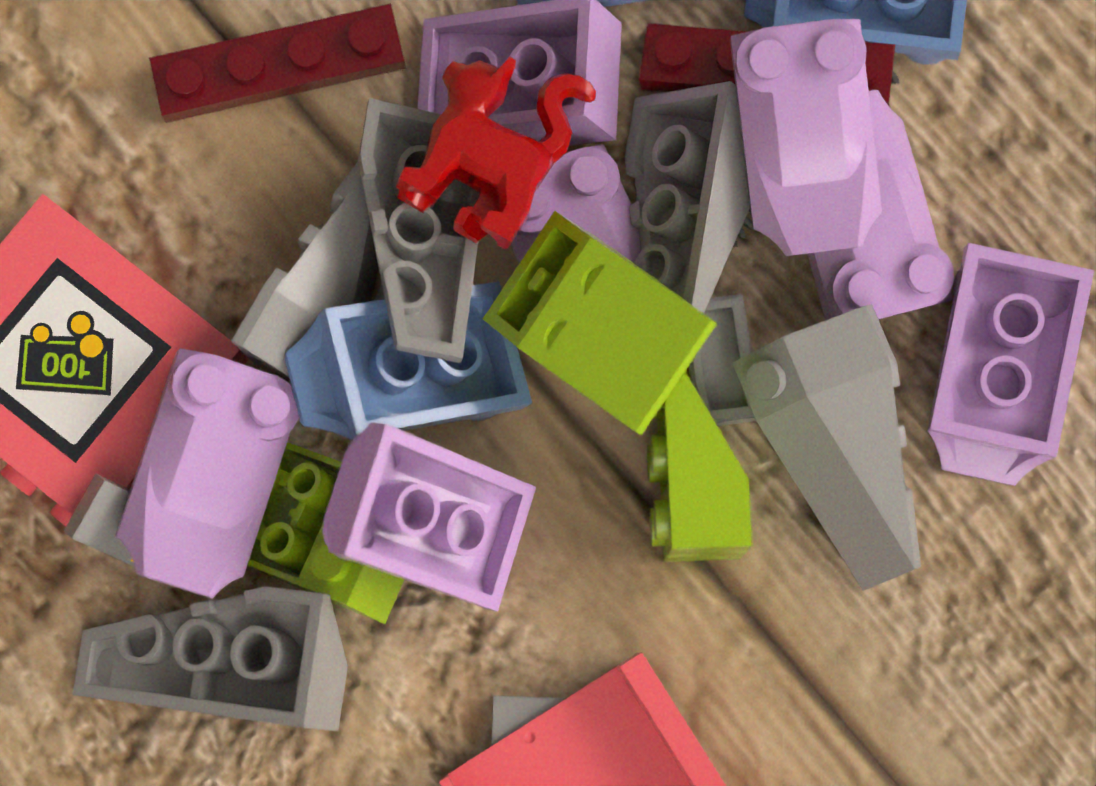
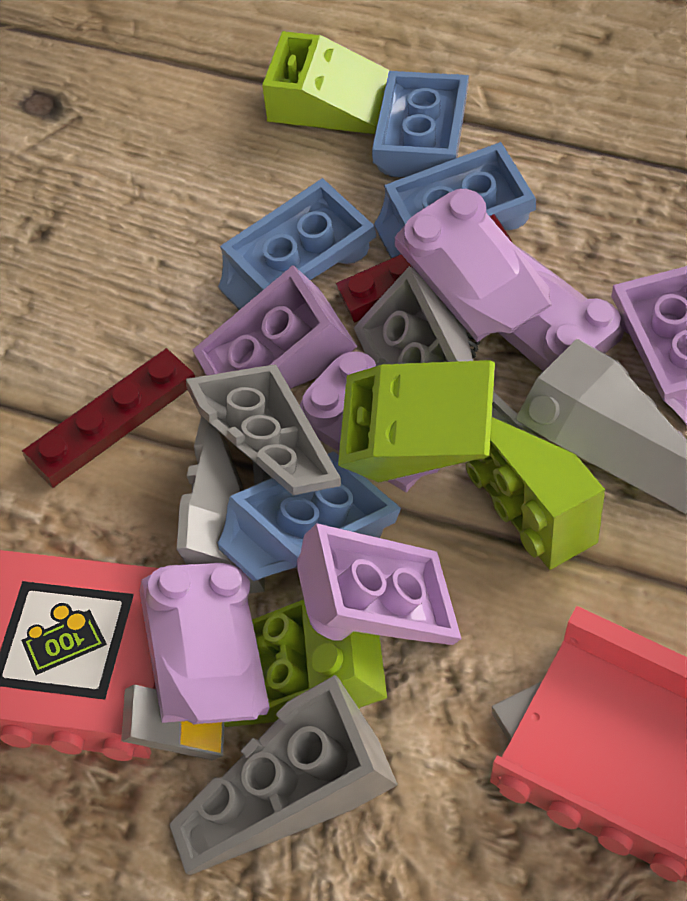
camera: 20 degrees left, 25 degrees down
(488, 156) = (283, 363): red animal -> none

